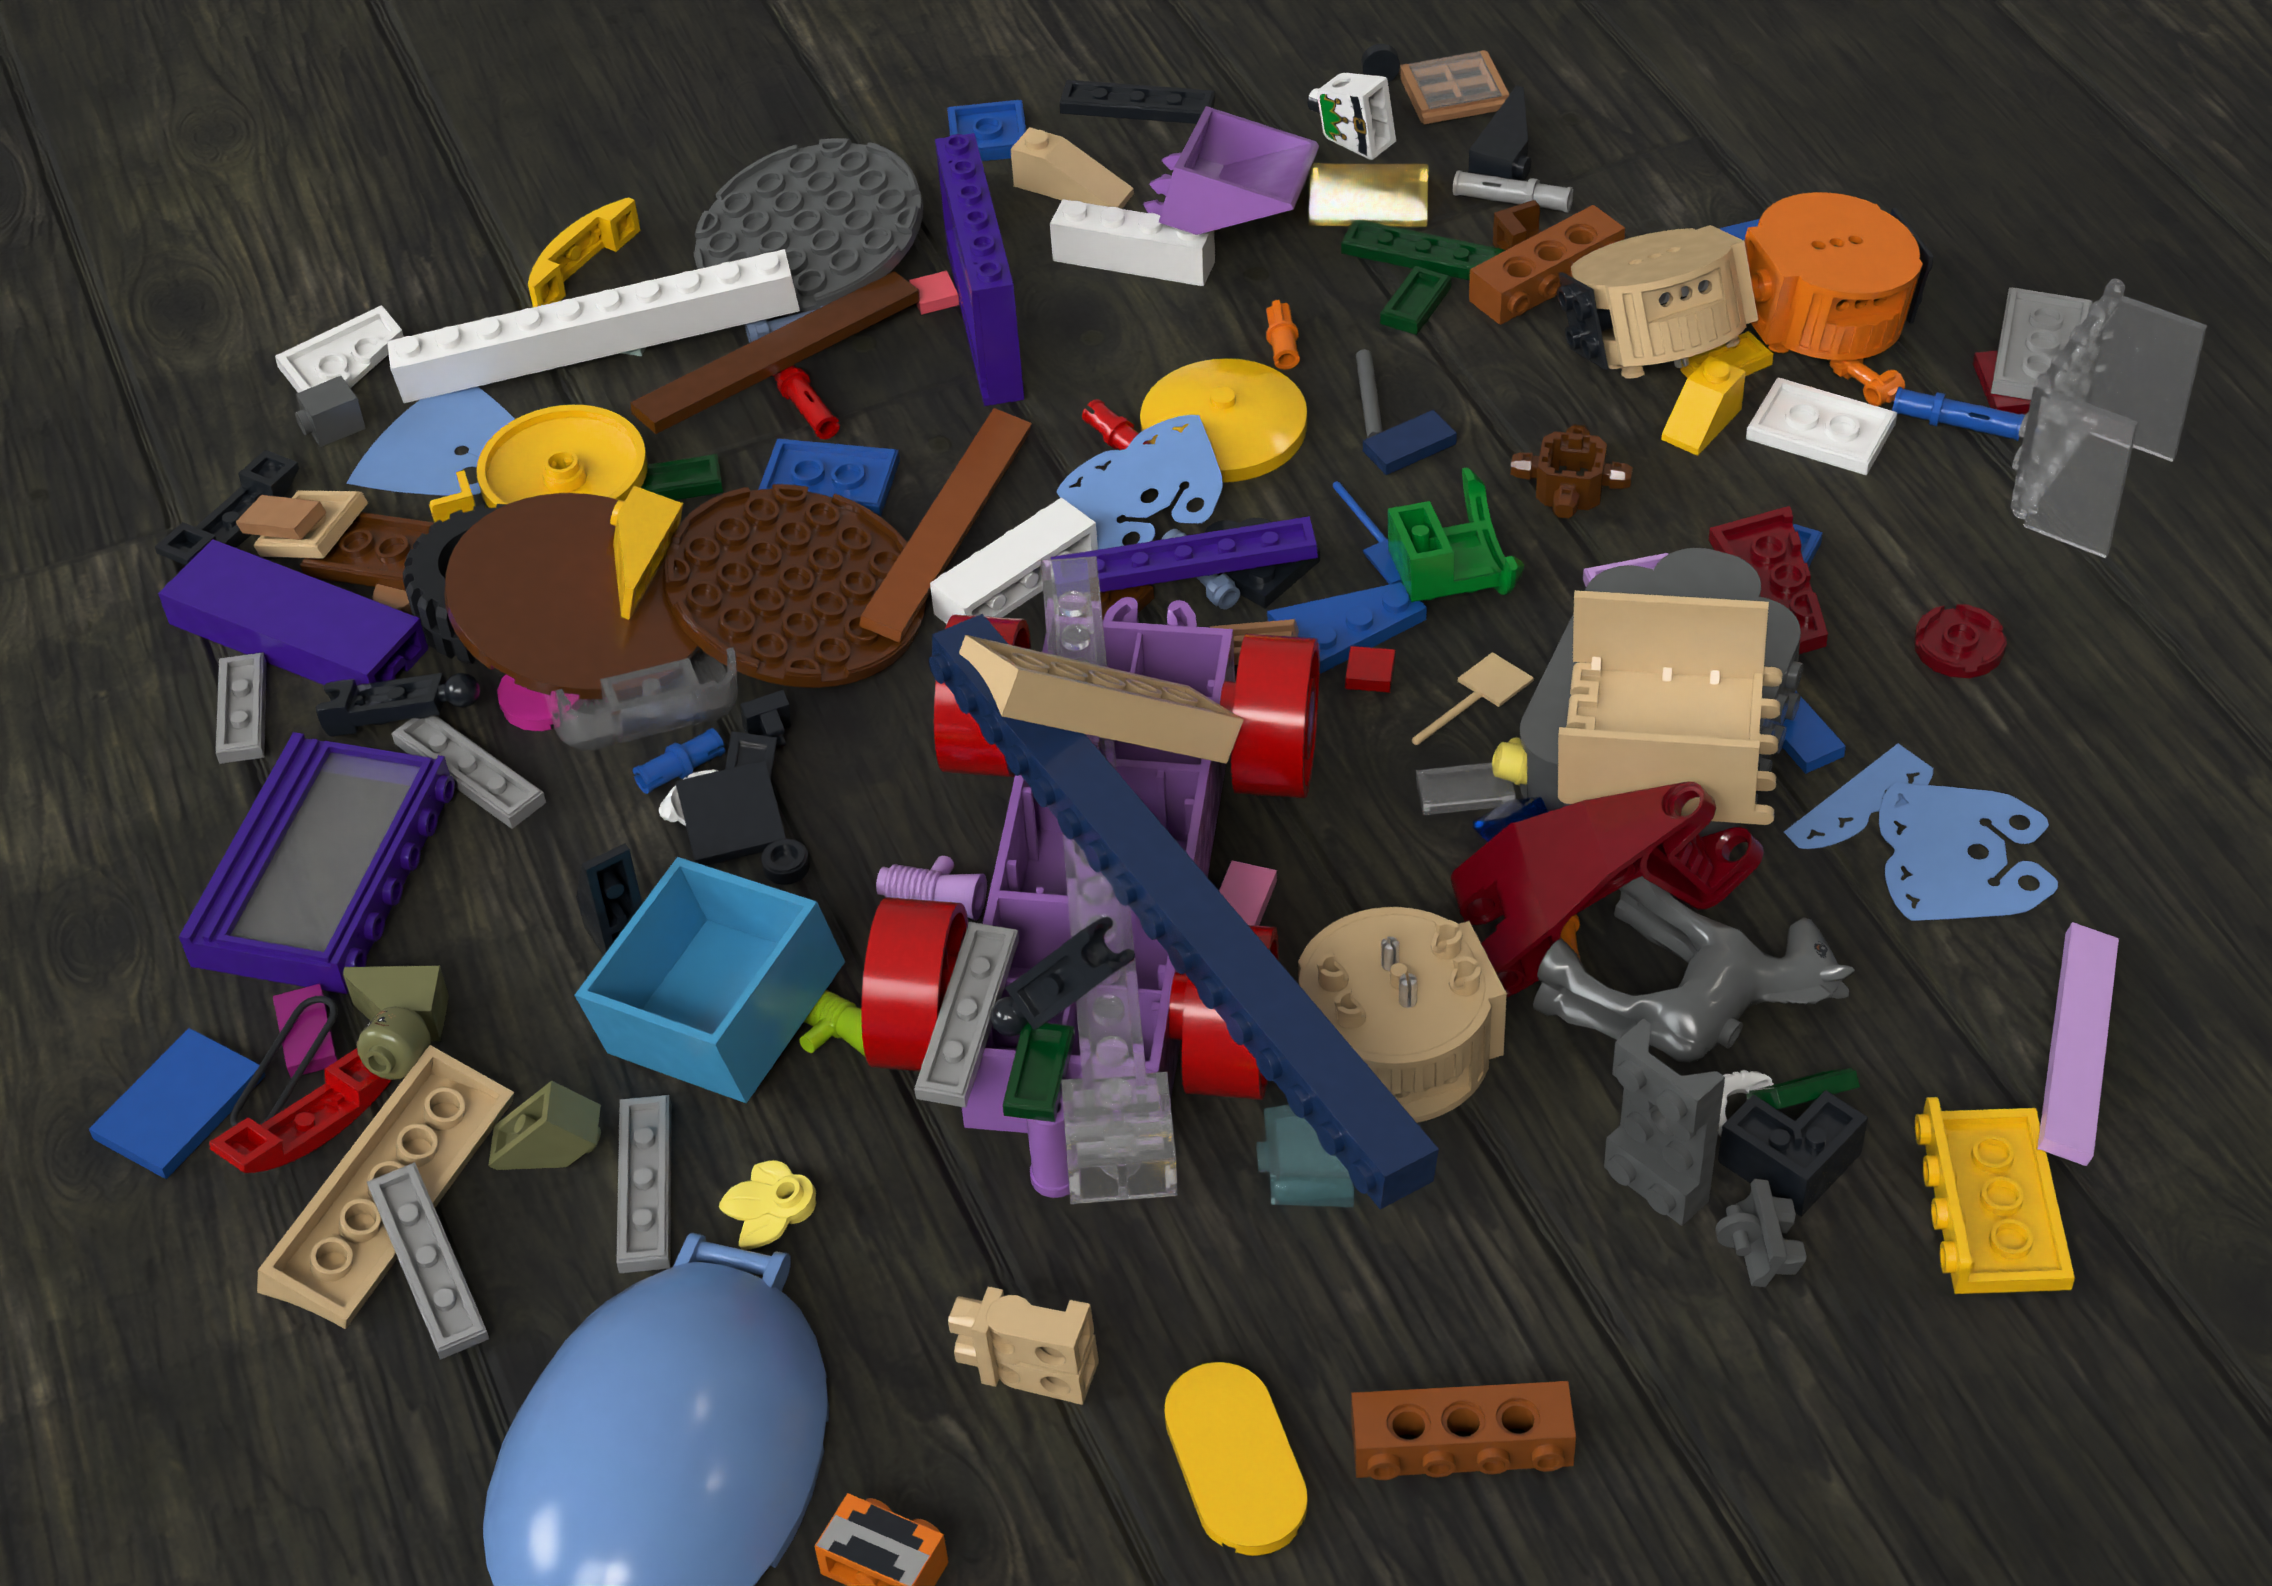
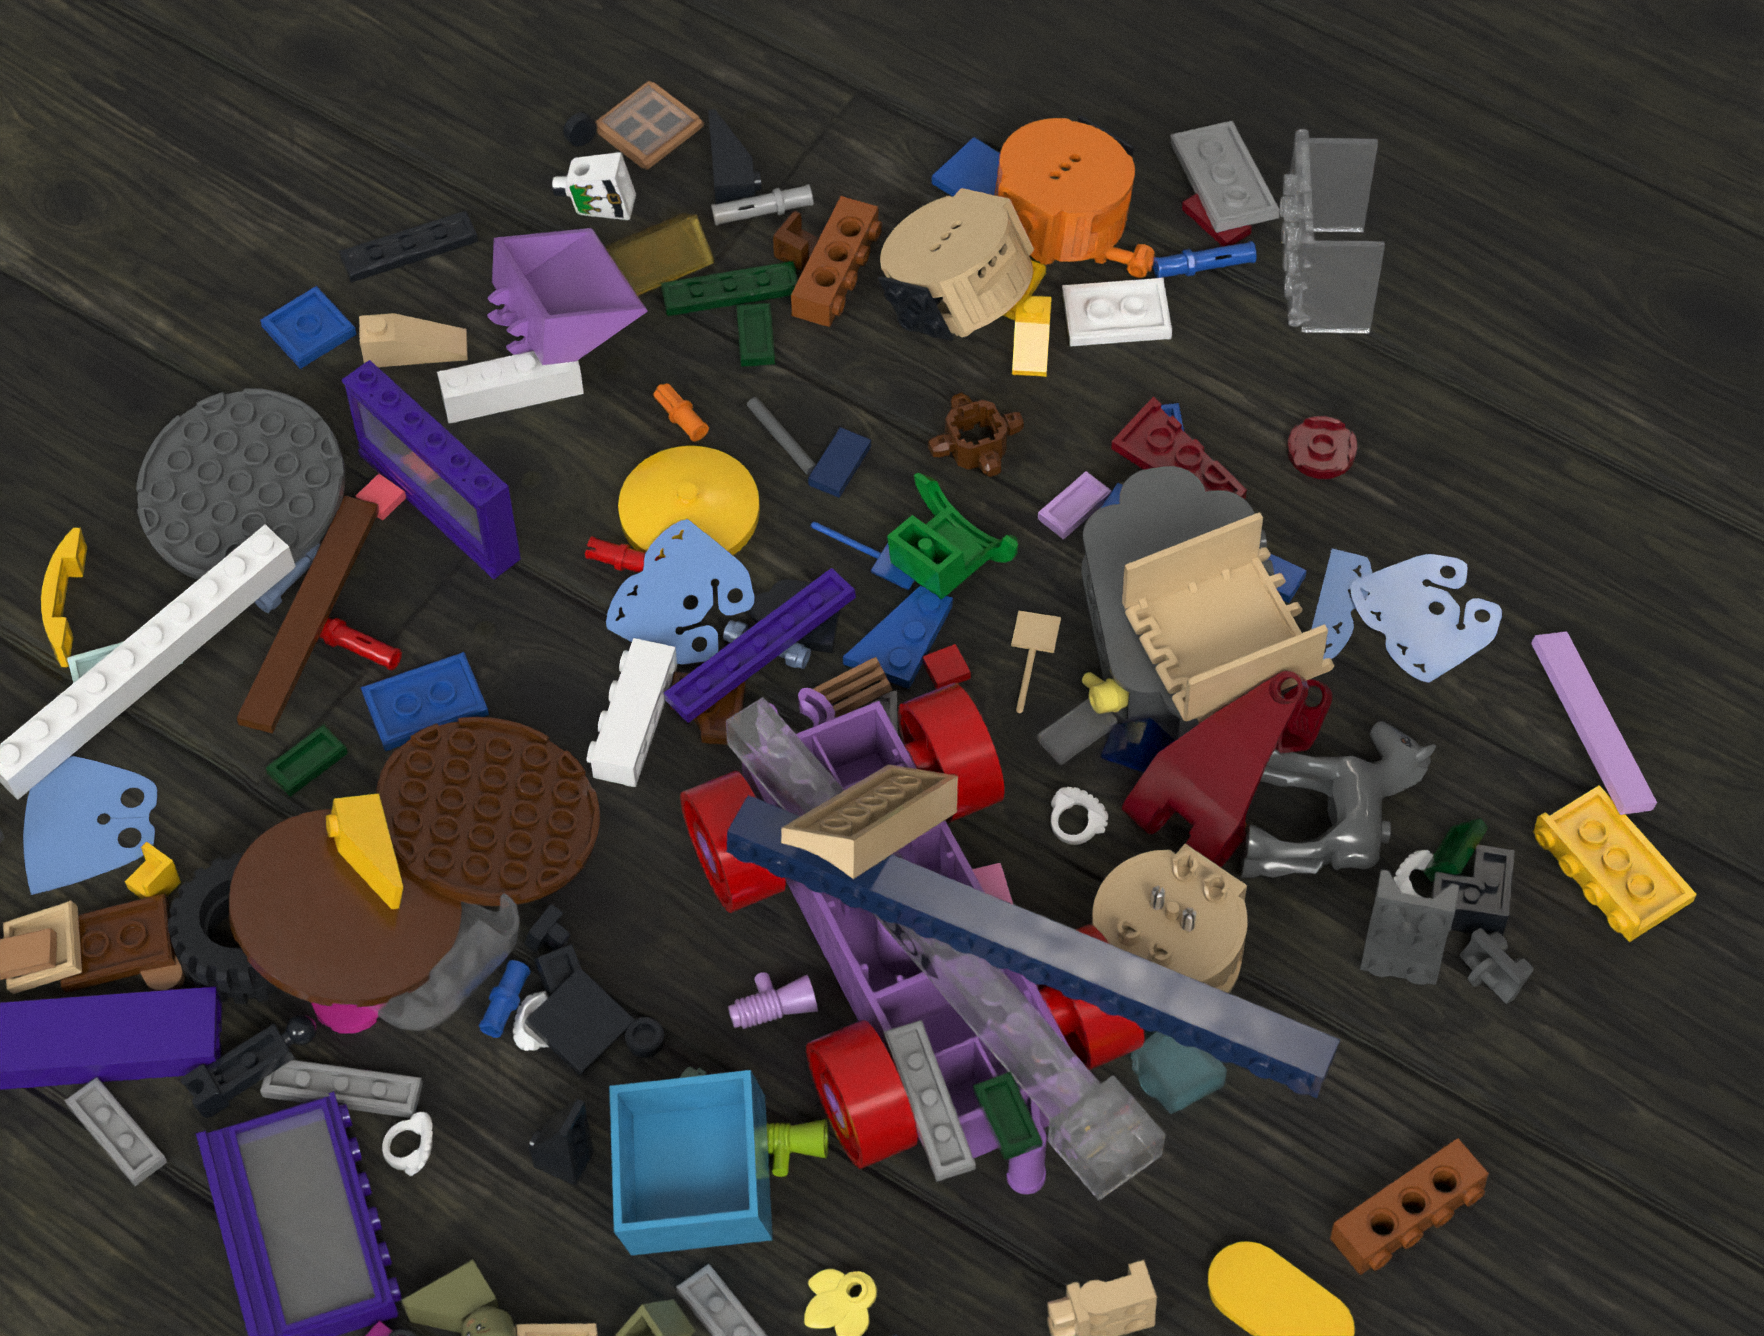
camera: 35 degrees left, 10 degrees up
(476, 862) = (412, 1163): none -> white piece
(562, 452) = (214, 796): yellow dish -> none
(945, 525) = (556, 700): dark orange tile -> none
(1059, 980) = (1002, 1048): black plate -> none
(1397, 842) = (1067, 798): none -> white piece

